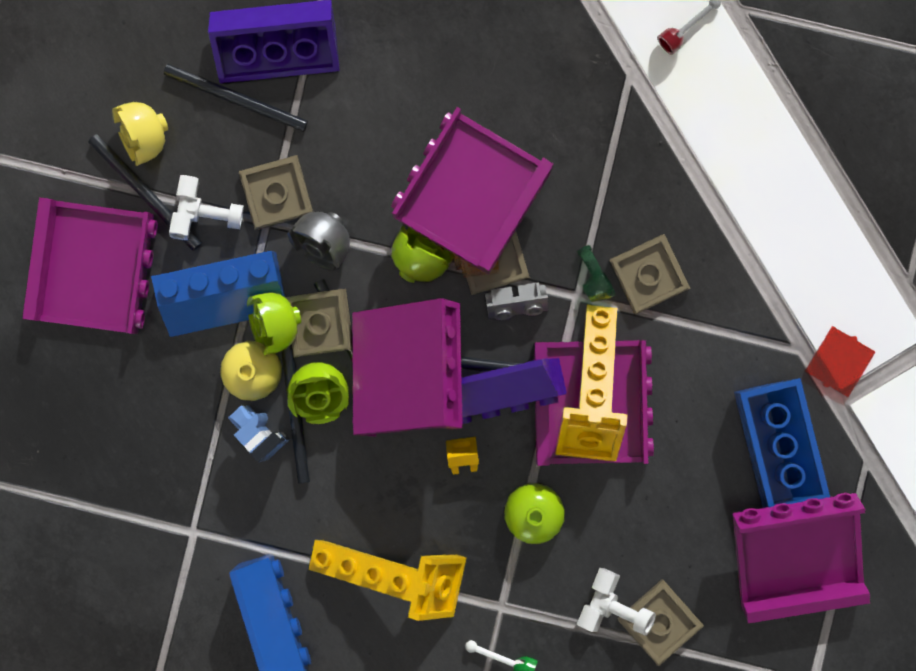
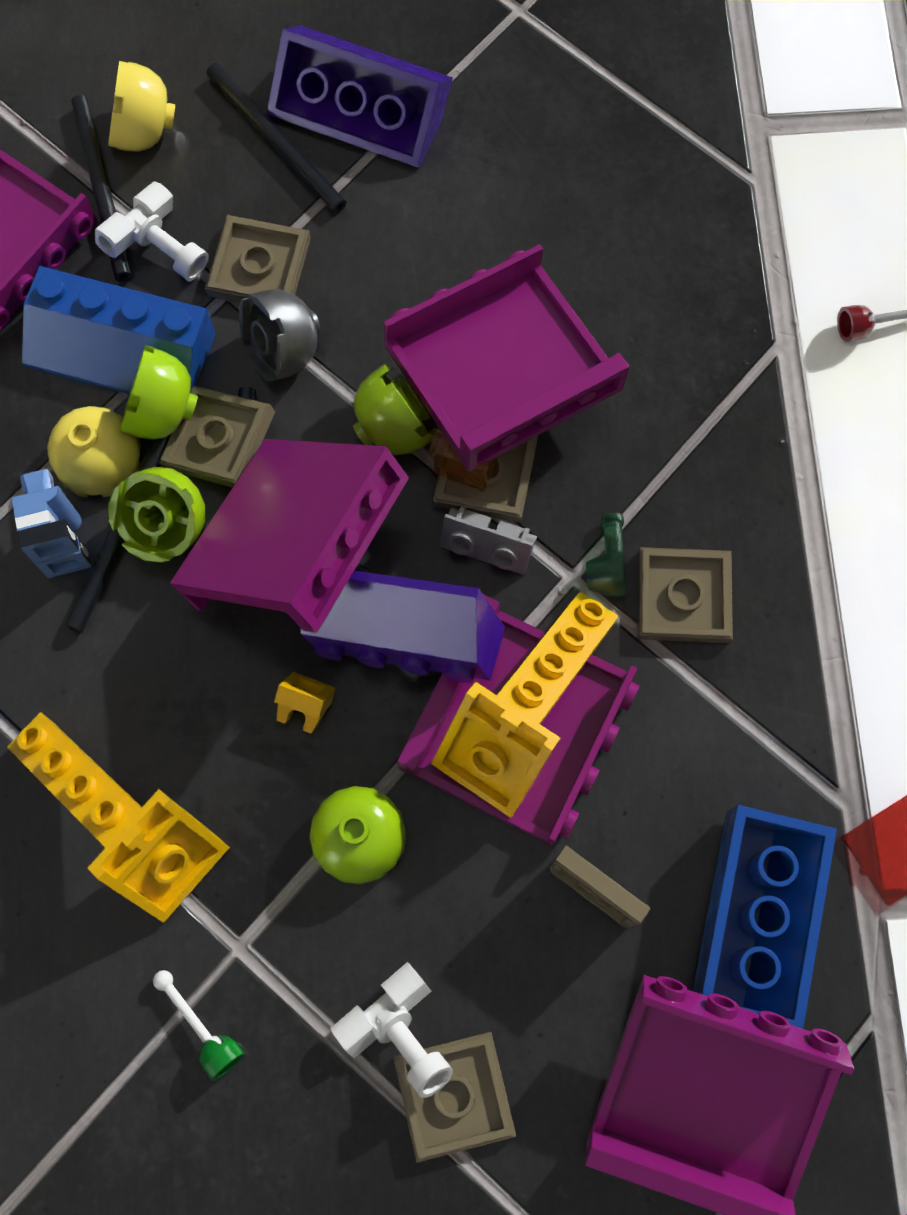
camera: 30 degrees right, 15 degrees down
(685, 477) = (599, 888): none -> dark tan tile

